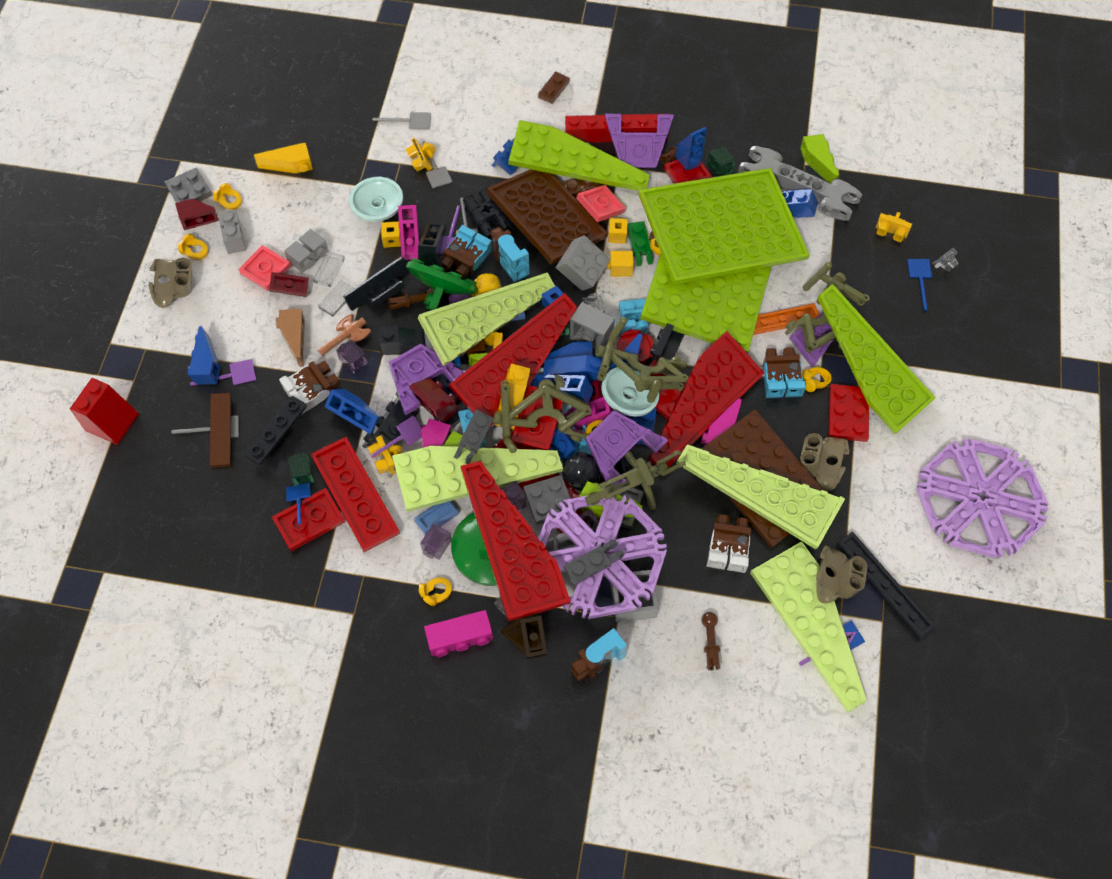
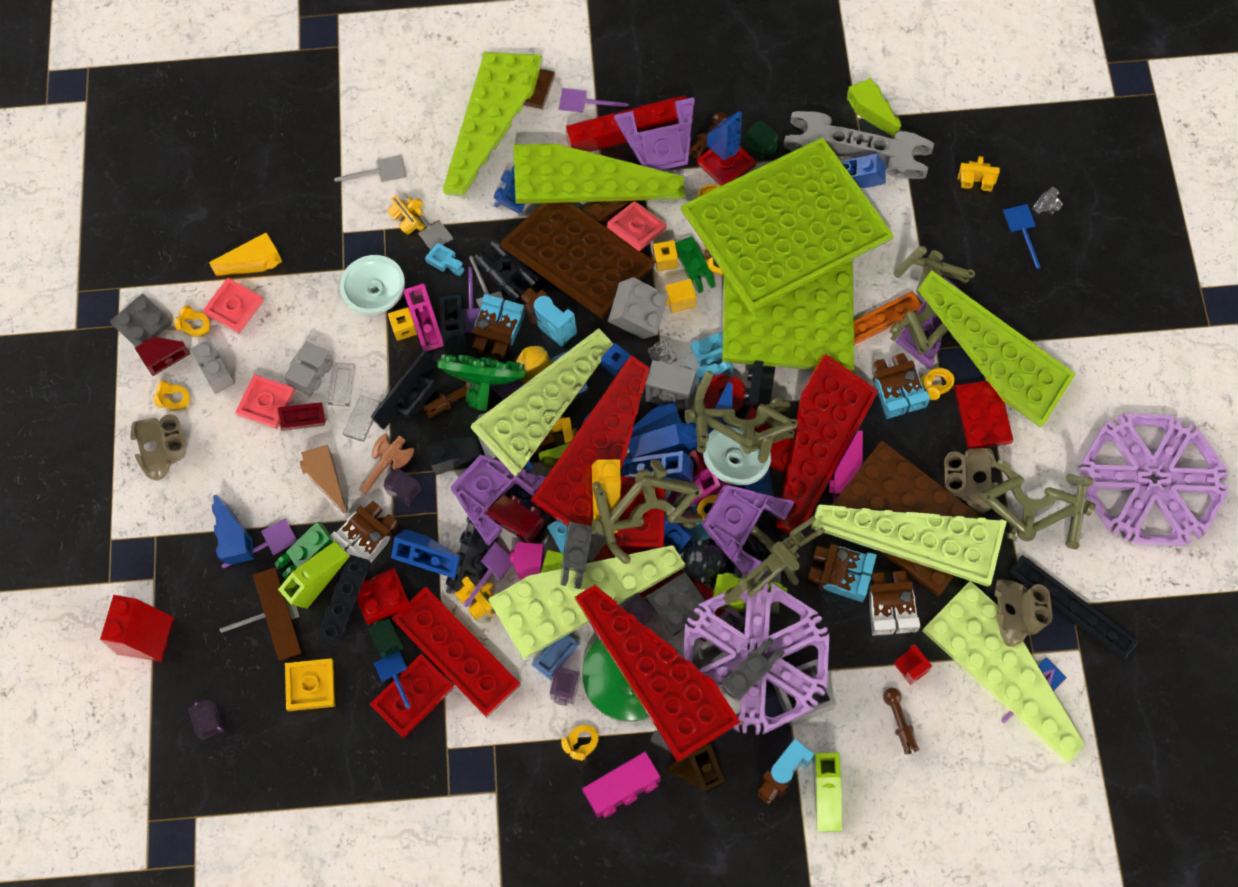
camera: 10 degrees left, 5 degrees up
(136, 496) = (205, 719): none -> clear purple brick
(228, 490) = (309, 684): none -> yellow plate
(256, 406) = (311, 577): none -> lime slope
(257, 385) = (305, 548): none -> green hinge
(263, 191) = (233, 305): none -> coral plate
(308, 436) = (382, 596): none -> red plate
(439, 193) = (443, 258): none -> medium azure plate
(518, 85) = (496, 98): none -> lime wing
(580, 102) = (575, 99): none -> medium lavender piece
(631, 682) = (828, 792): none -> lime slope
(695, 507) = (843, 572): none -> hips
(734, 598) = (913, 665): none -> red panel
(860, 509) = (1027, 528): none -> olive piece

